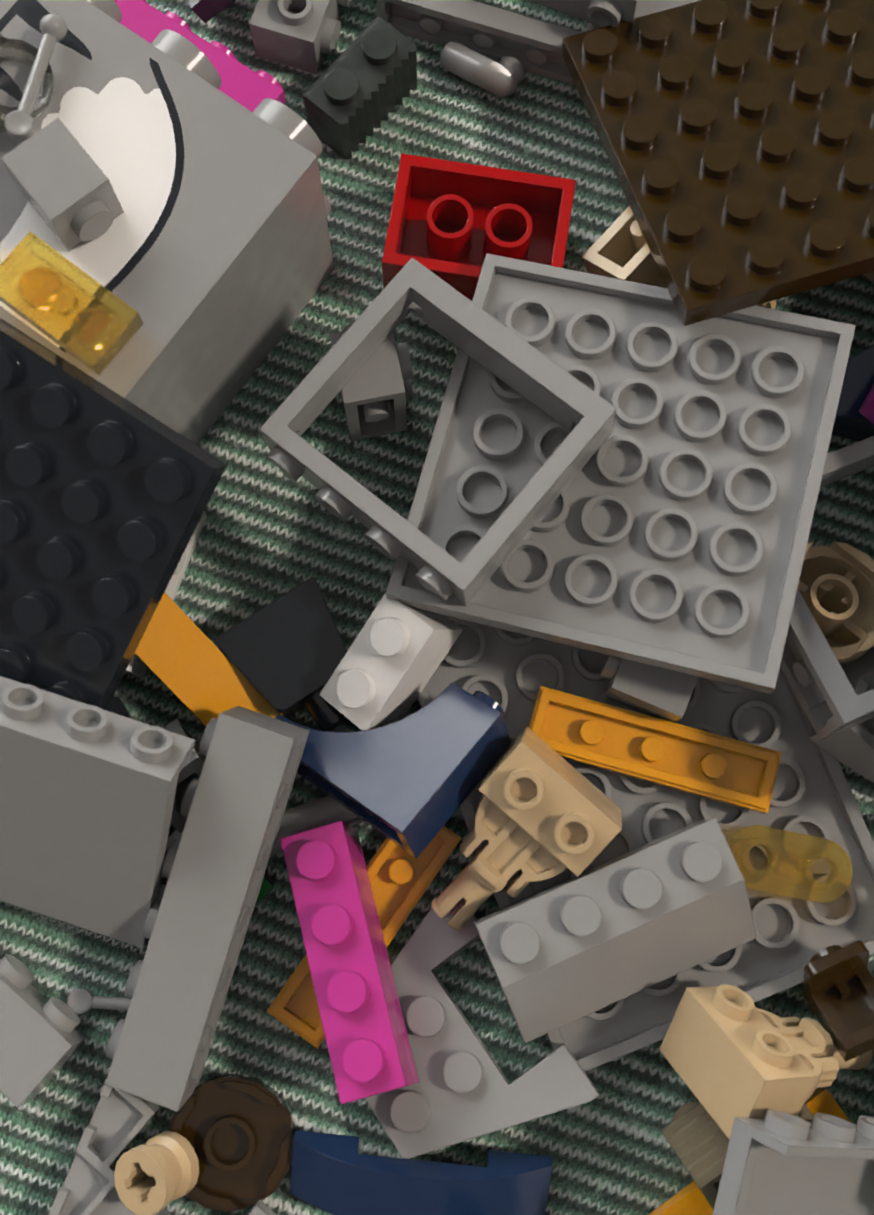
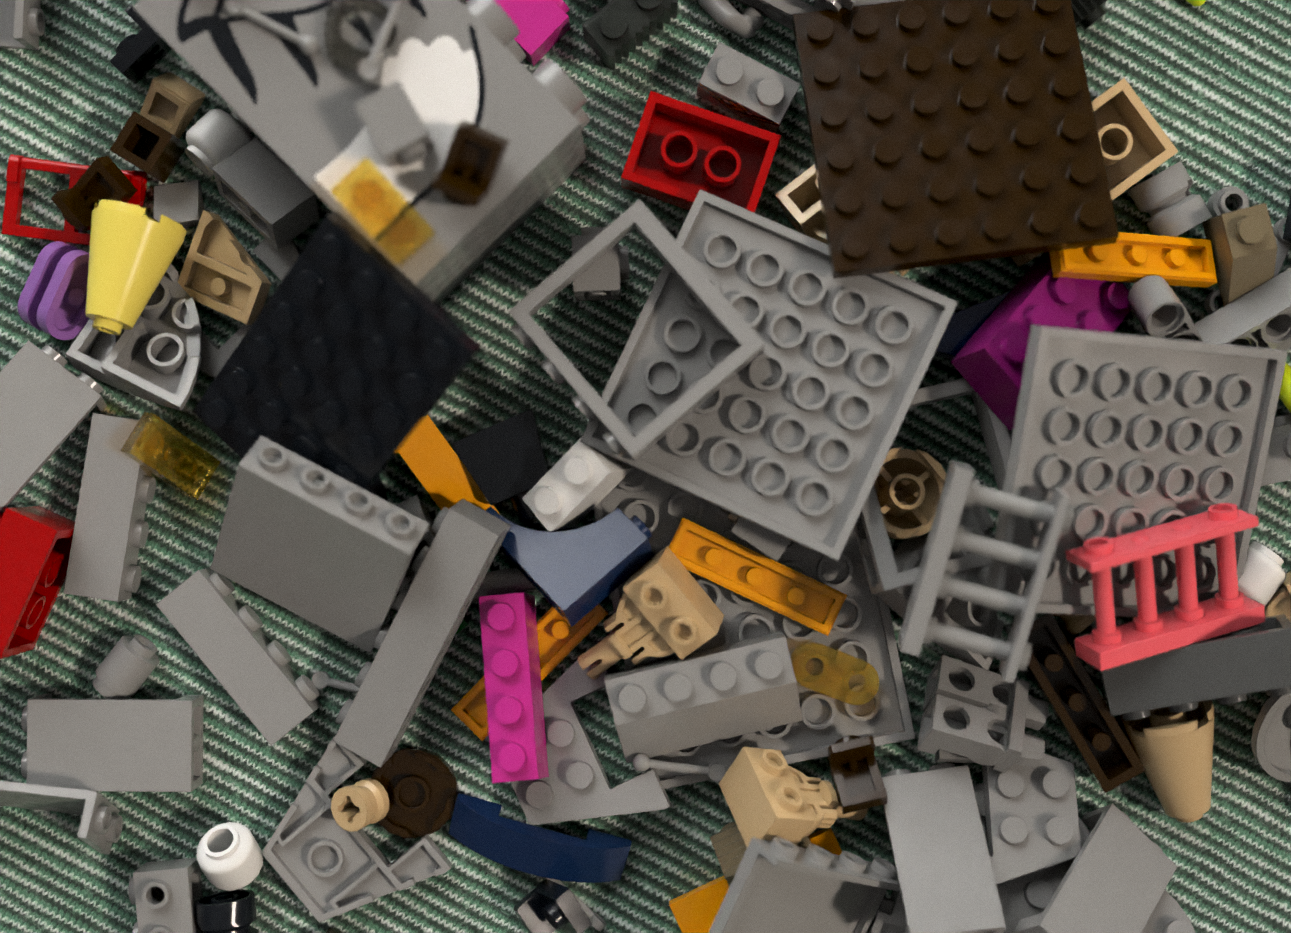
camera: 15 degrees right, 10 degrees up
(176, 220) = (470, 165): none -> dark brown bracket
(520, 136) = (747, 88): none -> light grey brick
(649, 1034) = (714, 771): none -> light grey hinge

